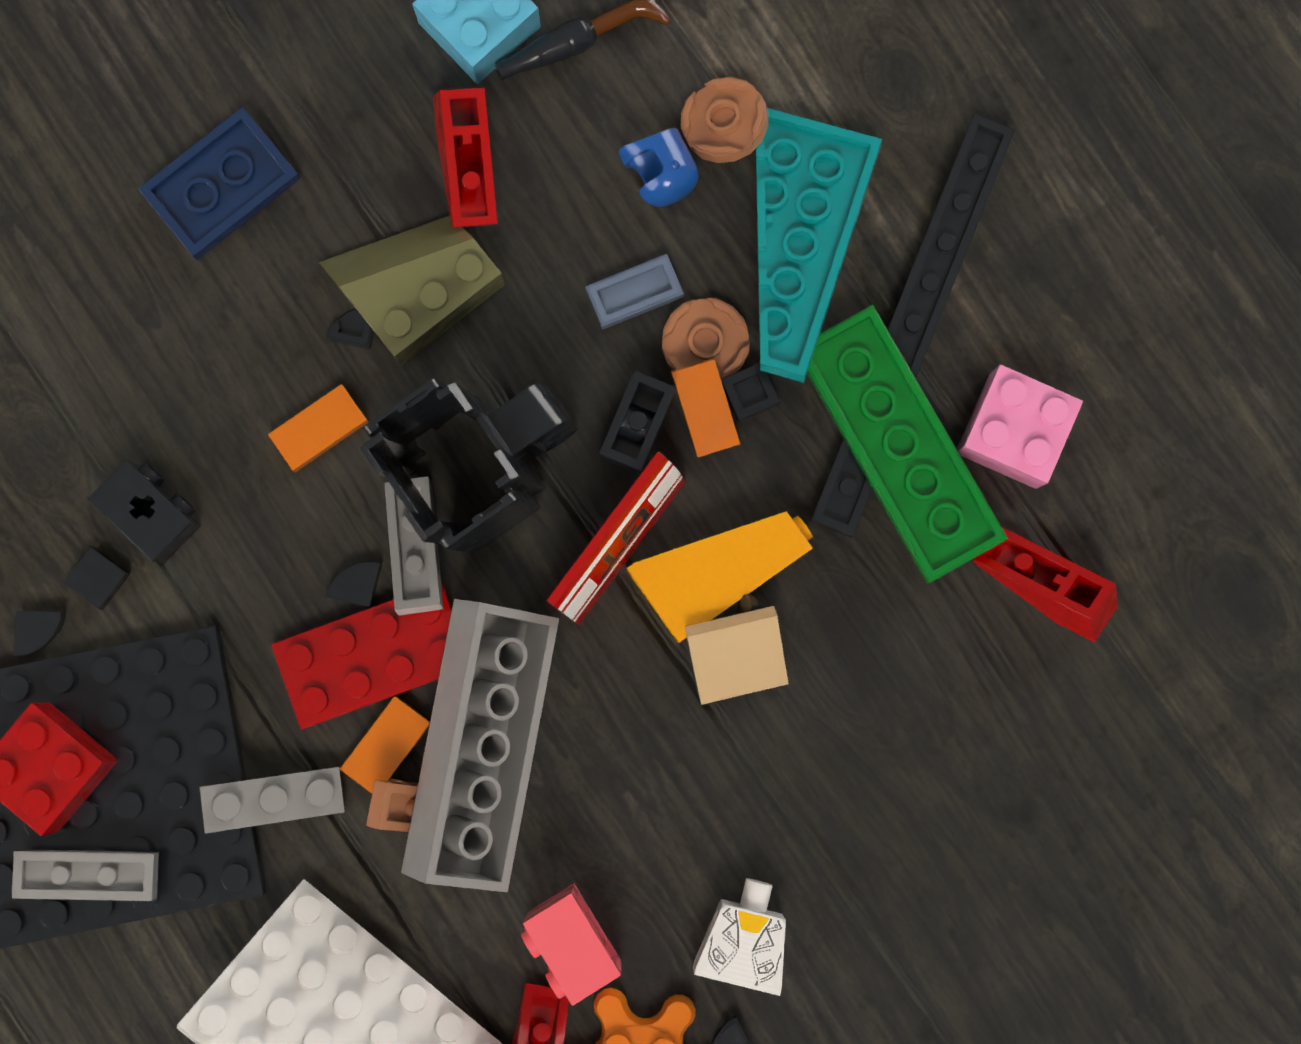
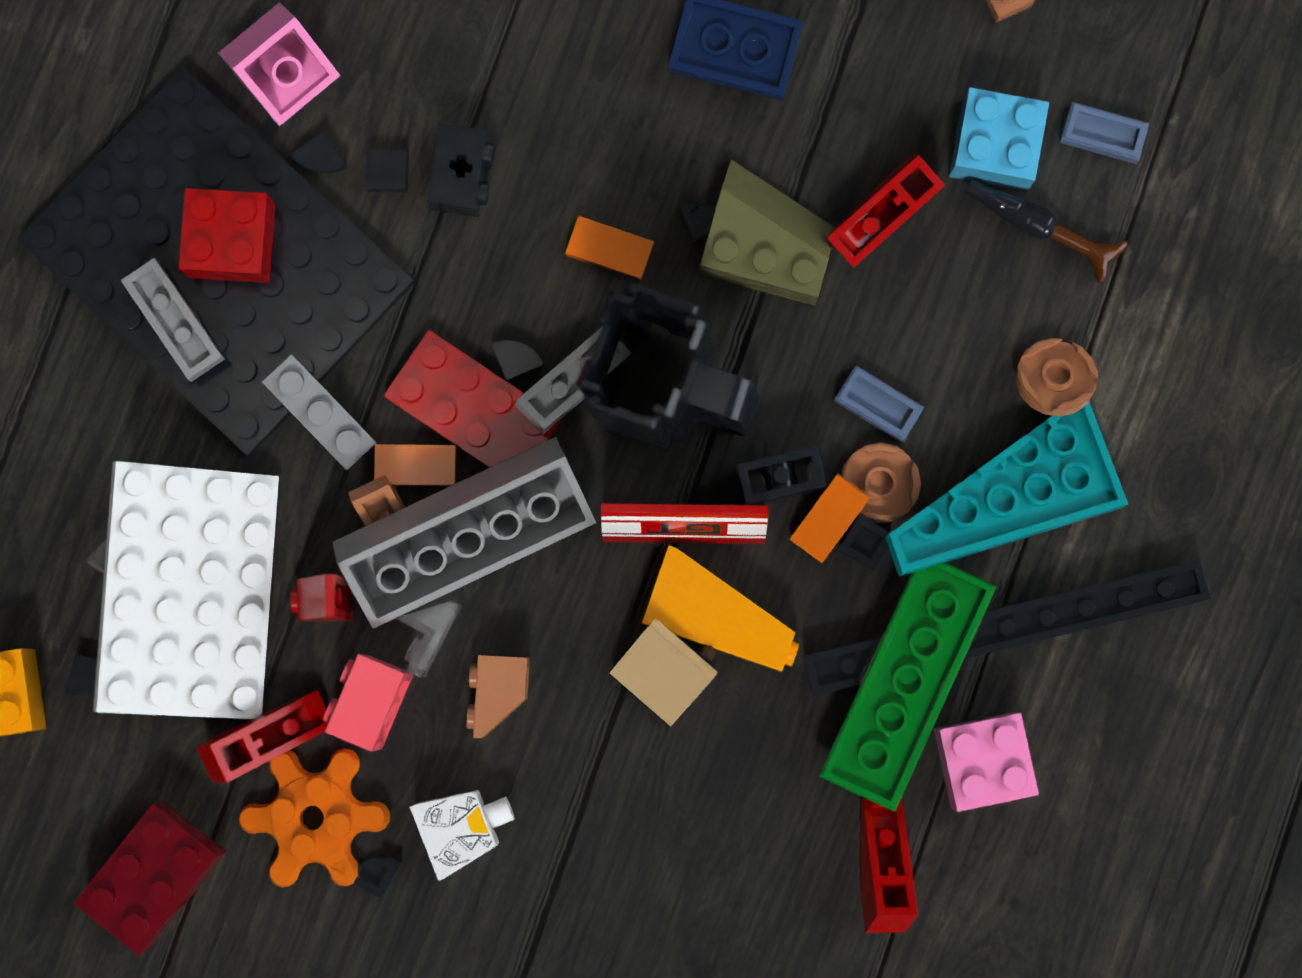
camera: 65 degrees right, 0 degrees up
(446, 919) = (322, 599): none -> red slope
(545, 832) = (435, 625): none -> clear slope
(647, 815) = (500, 690): none -> nougat slope
(665, 169) = (987, 358): blue helmet -> none

